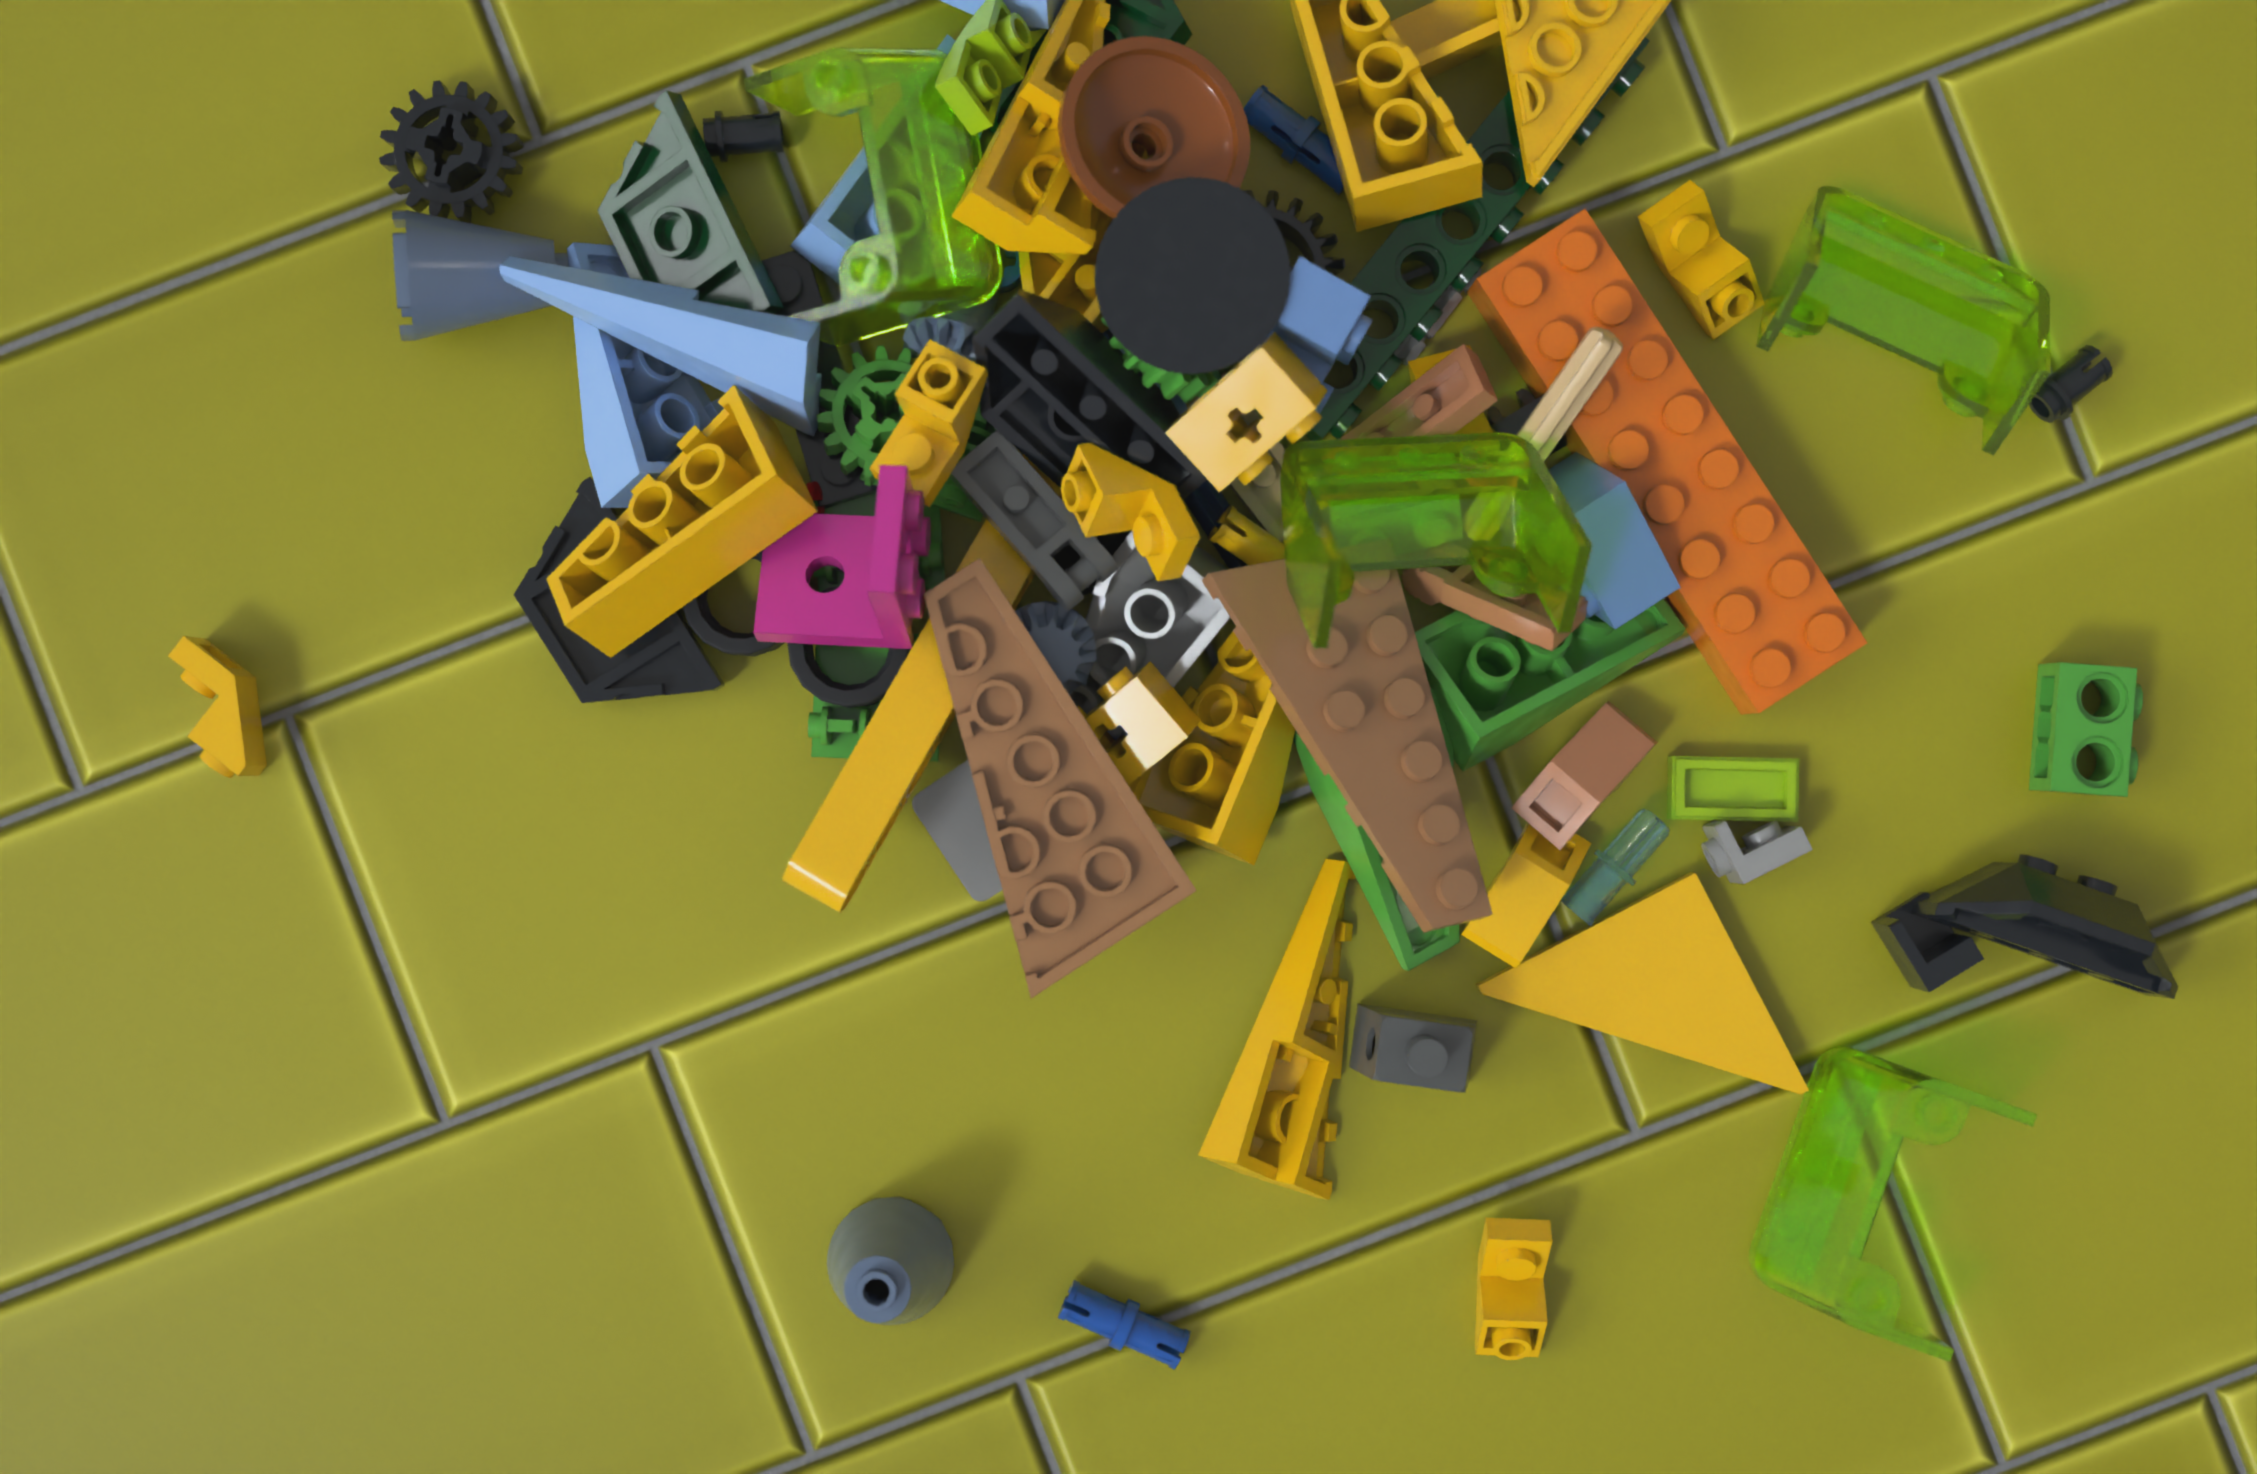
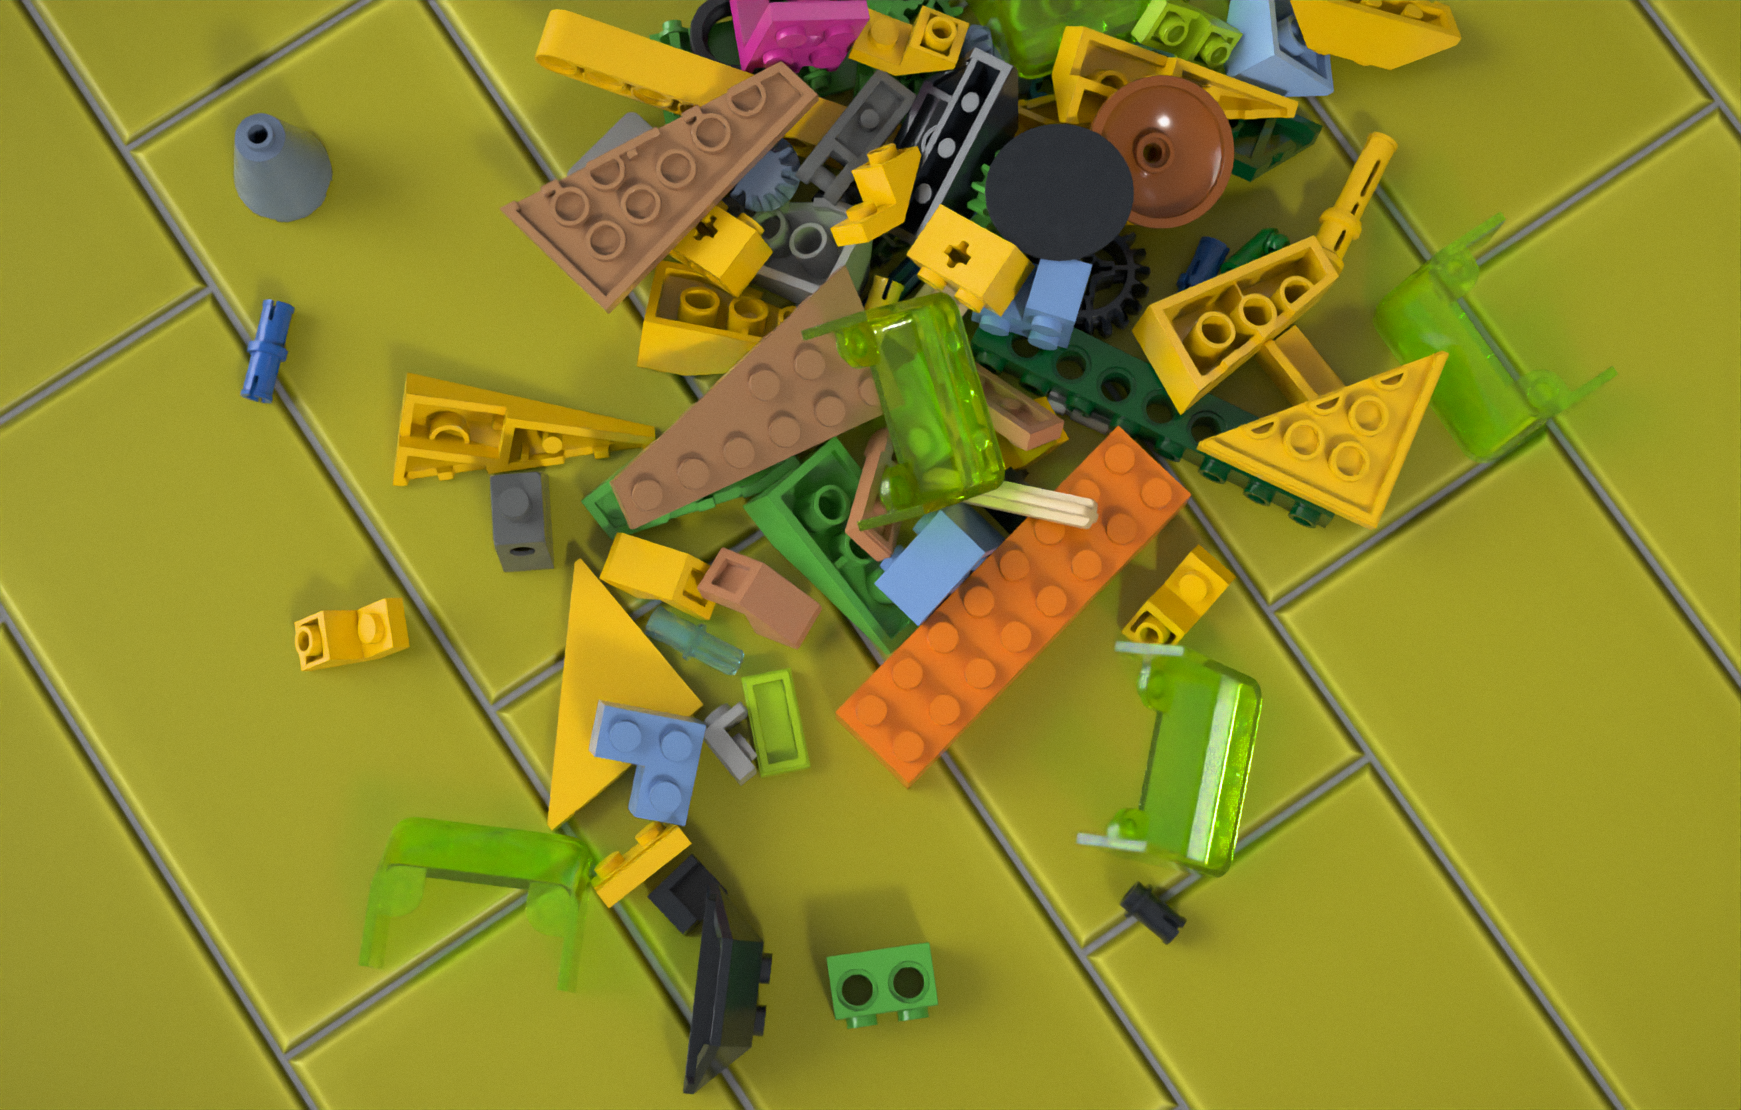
camera: 80 degrees right, 10 degrees down
(1273, 58) = (1262, 244): none -> green arm
(1751, 941) = (665, 755): none -> medium blue brick
(1879, 991) = (623, 873): none -> yellow plate

